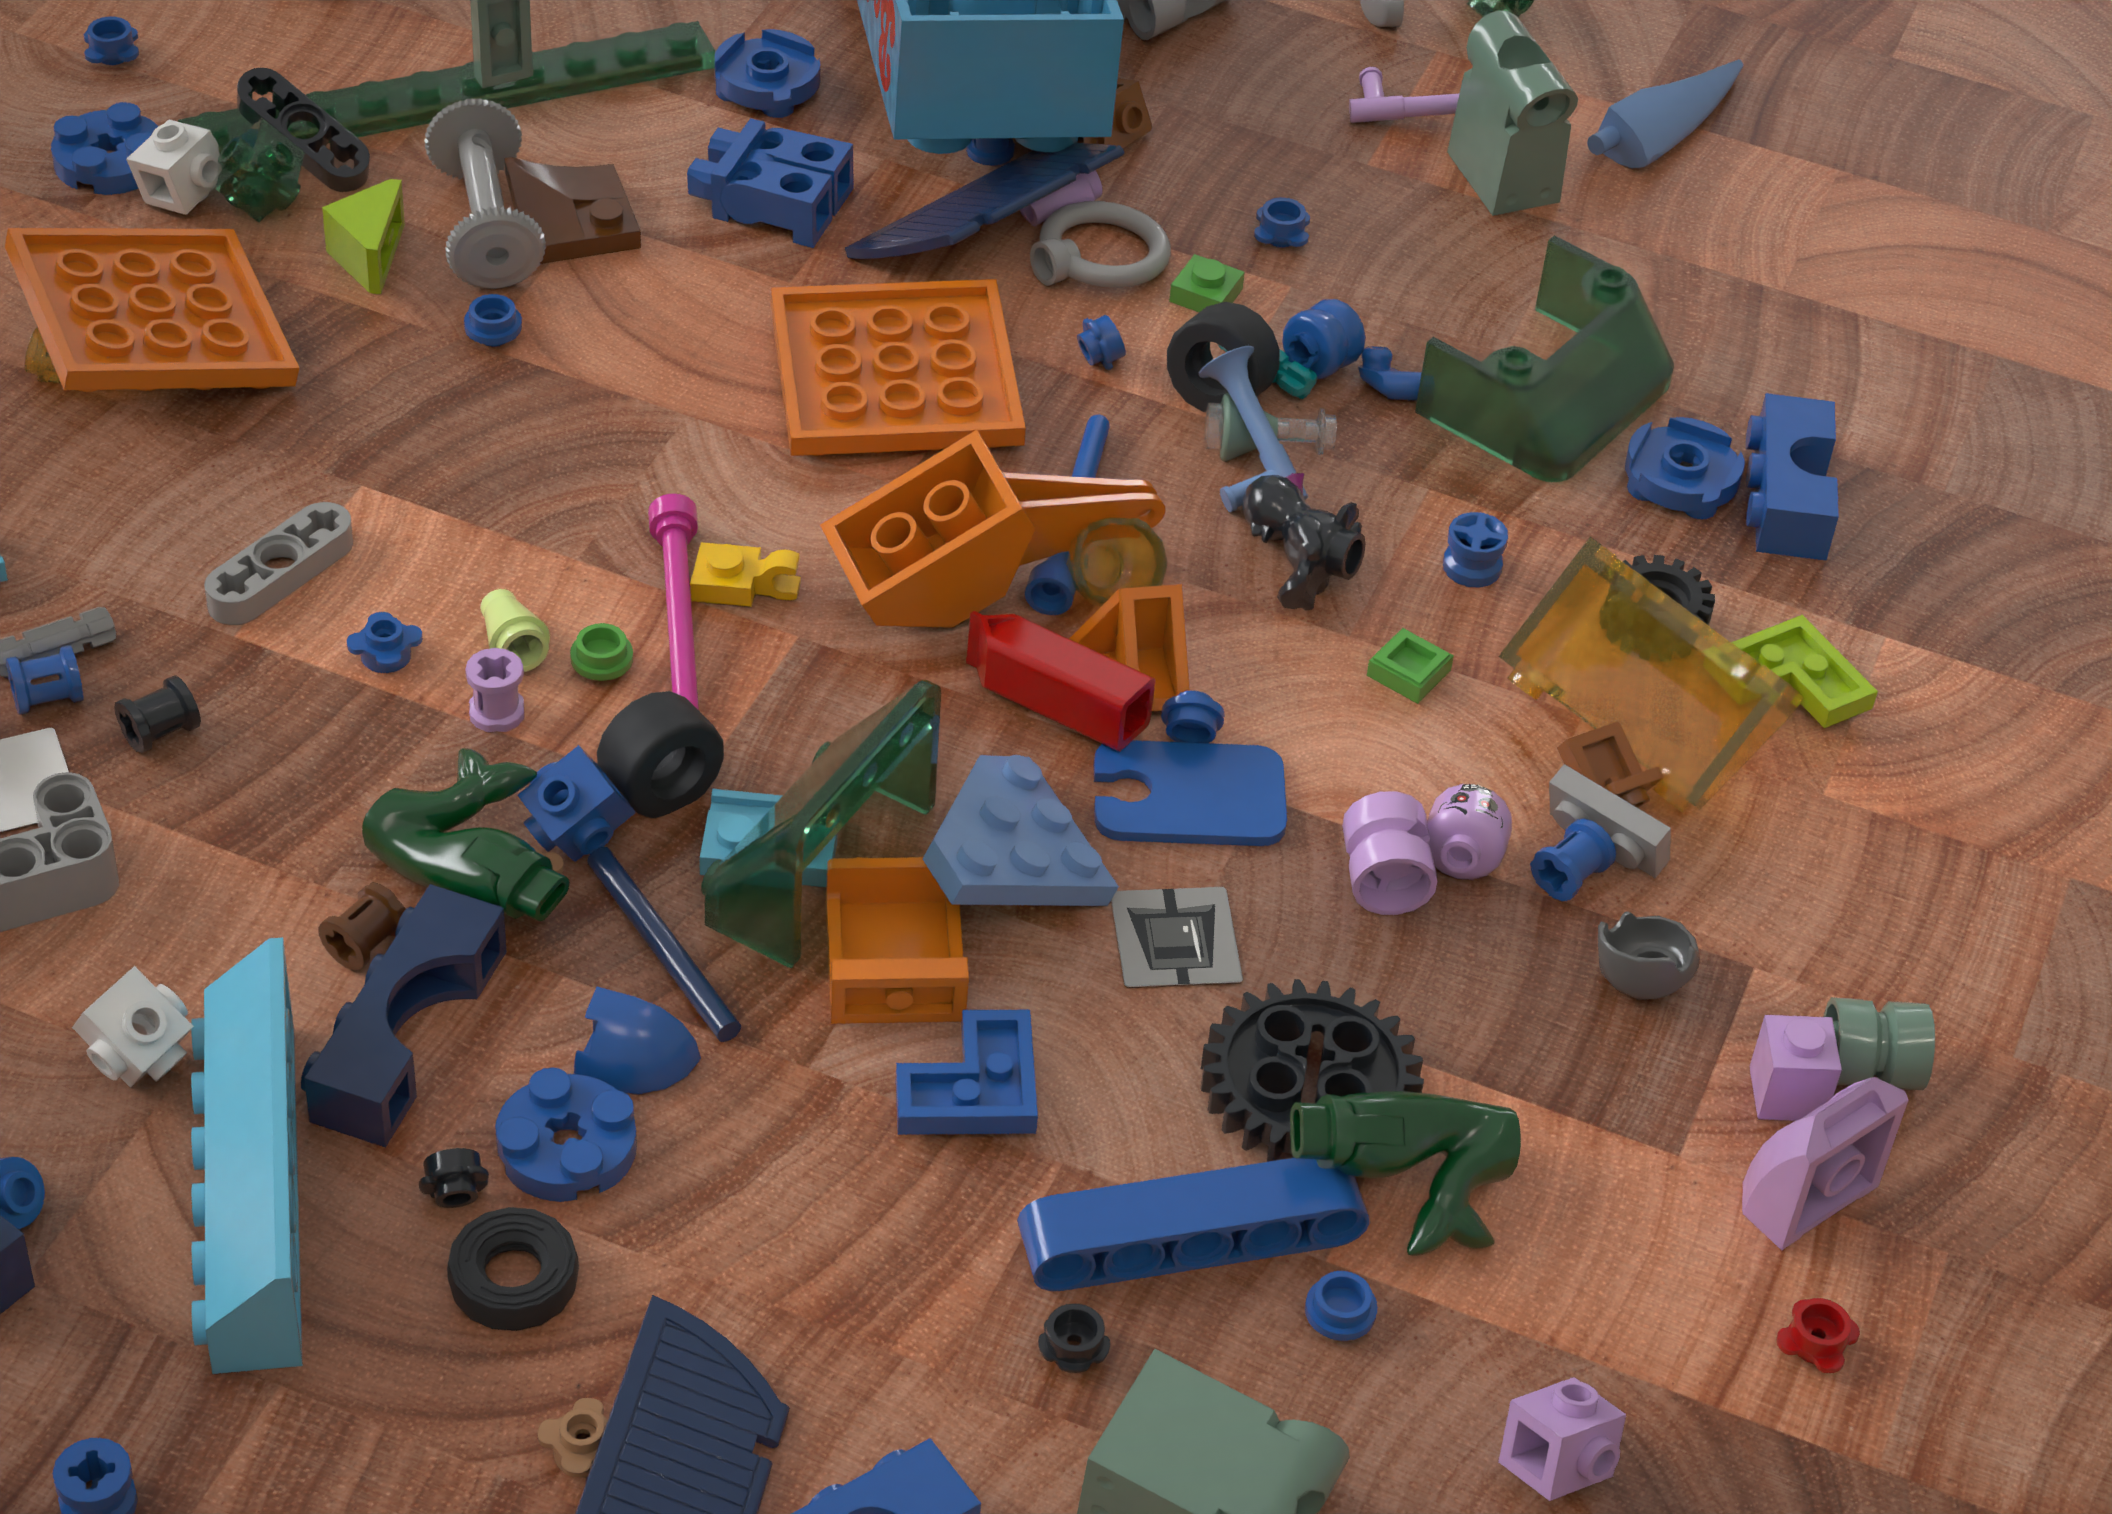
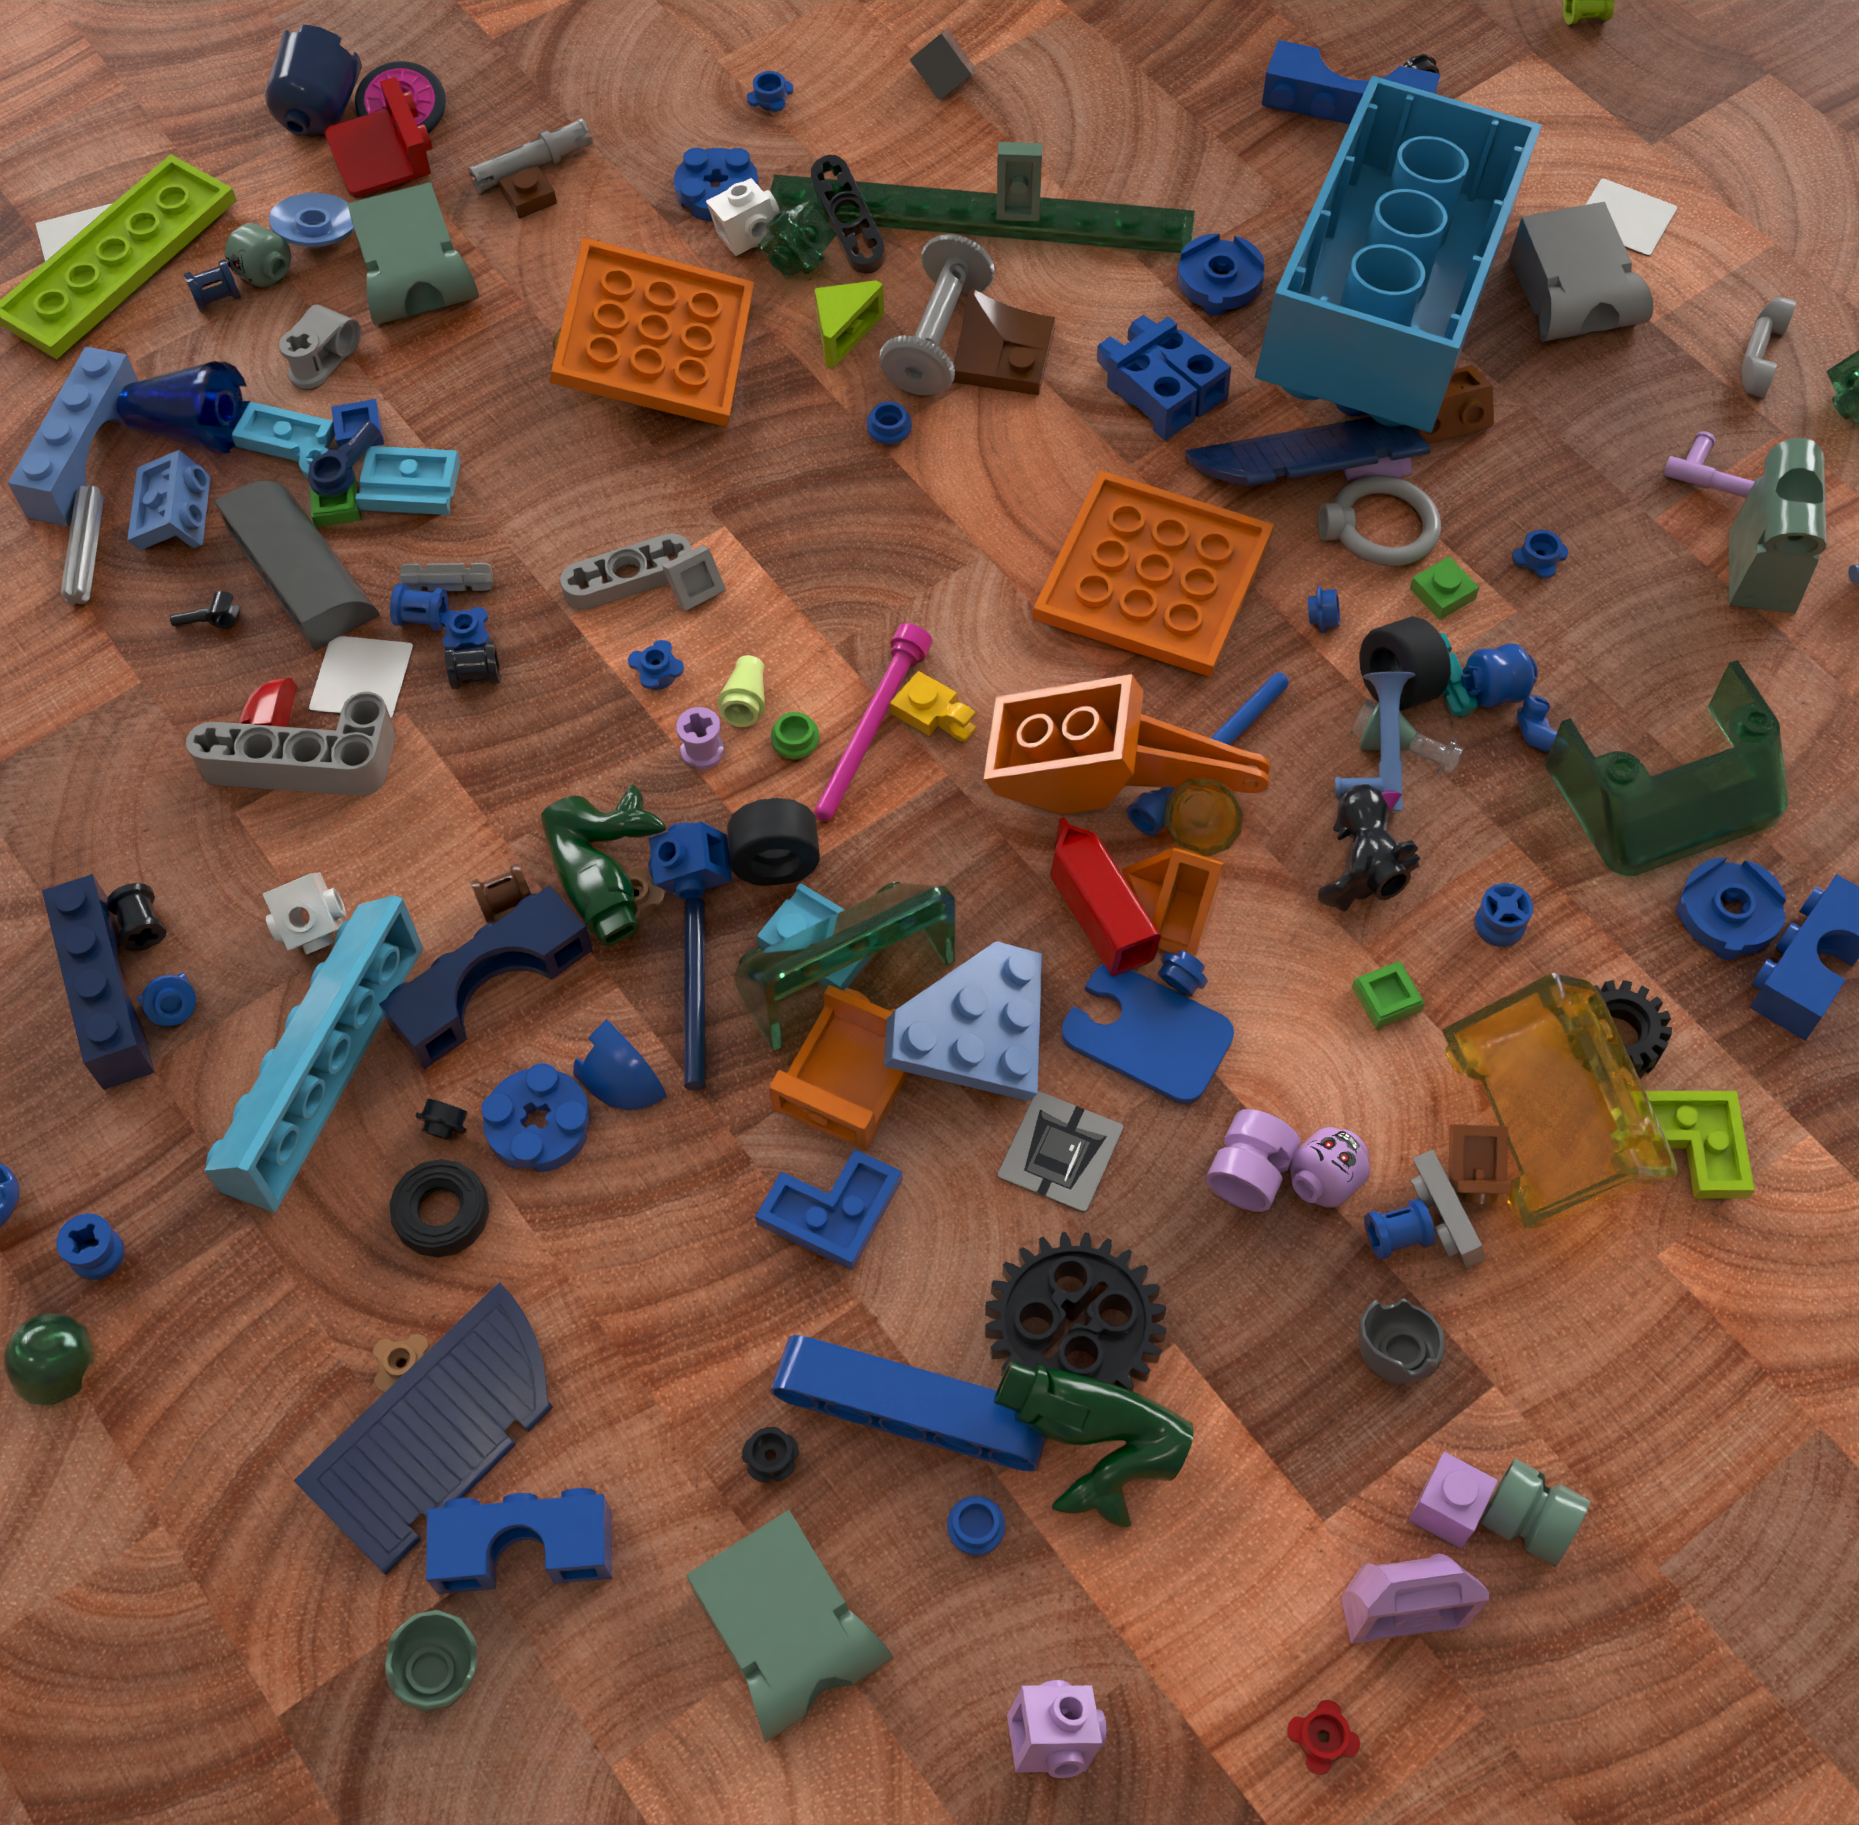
camera: 35 degrees right, 15 degrees up
(116, 681) = (468, 638): none -> blue plate
(372, 537) = (694, 577): none -> light grey plate

